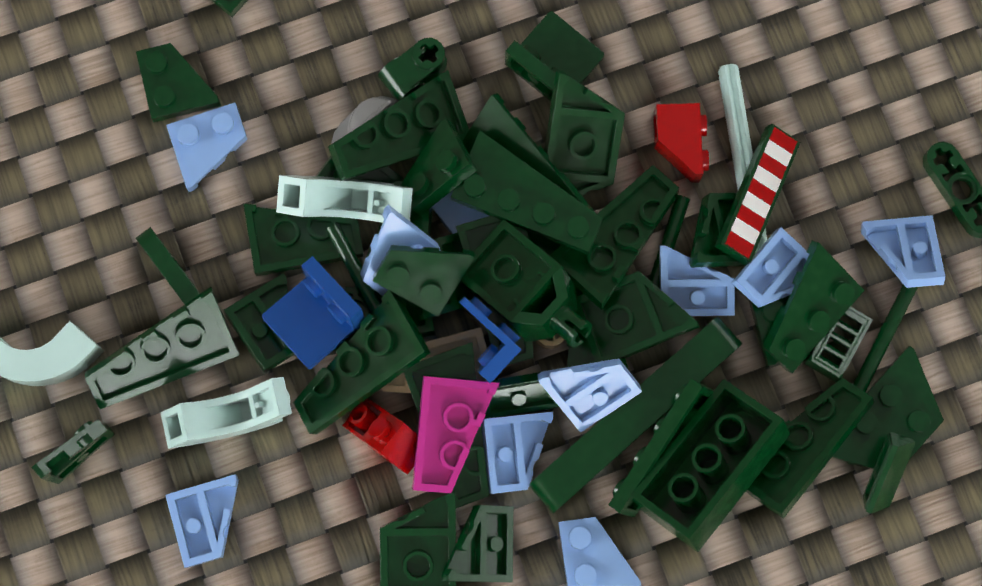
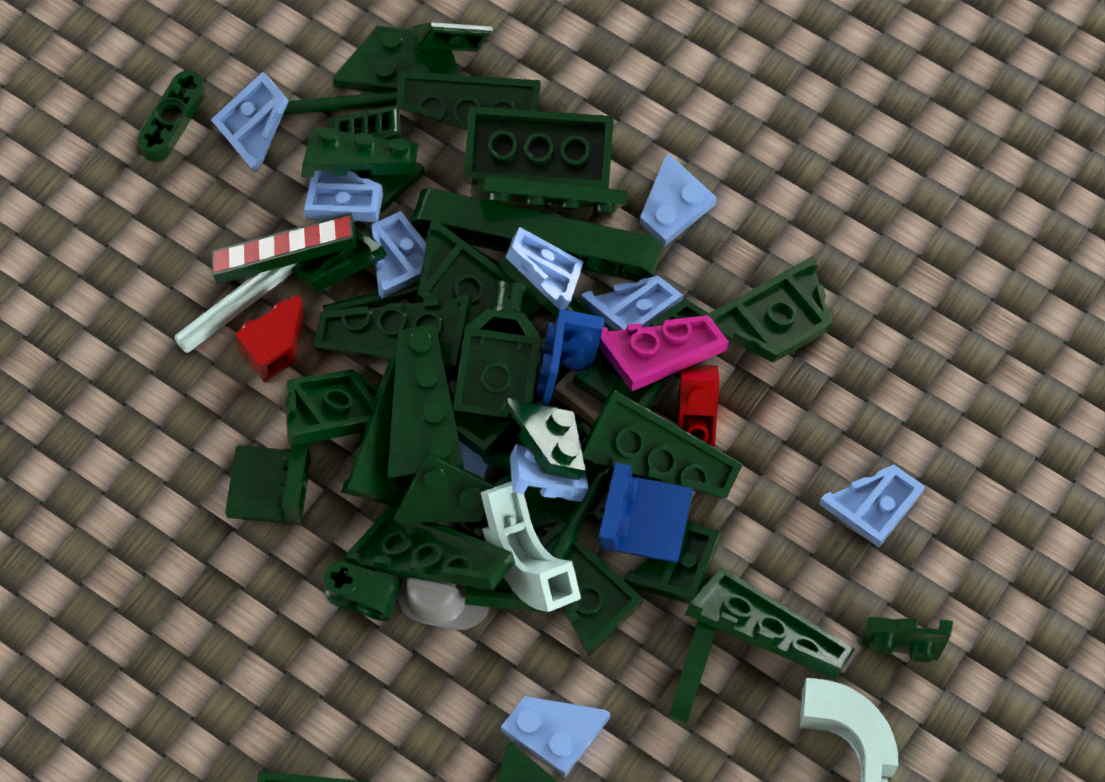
camera: 125 degrees left, 15 degrees down
(228, 415) = (775, 537): light aqua arch -> none
(483, 547) = (729, 275): dark green wing -> none

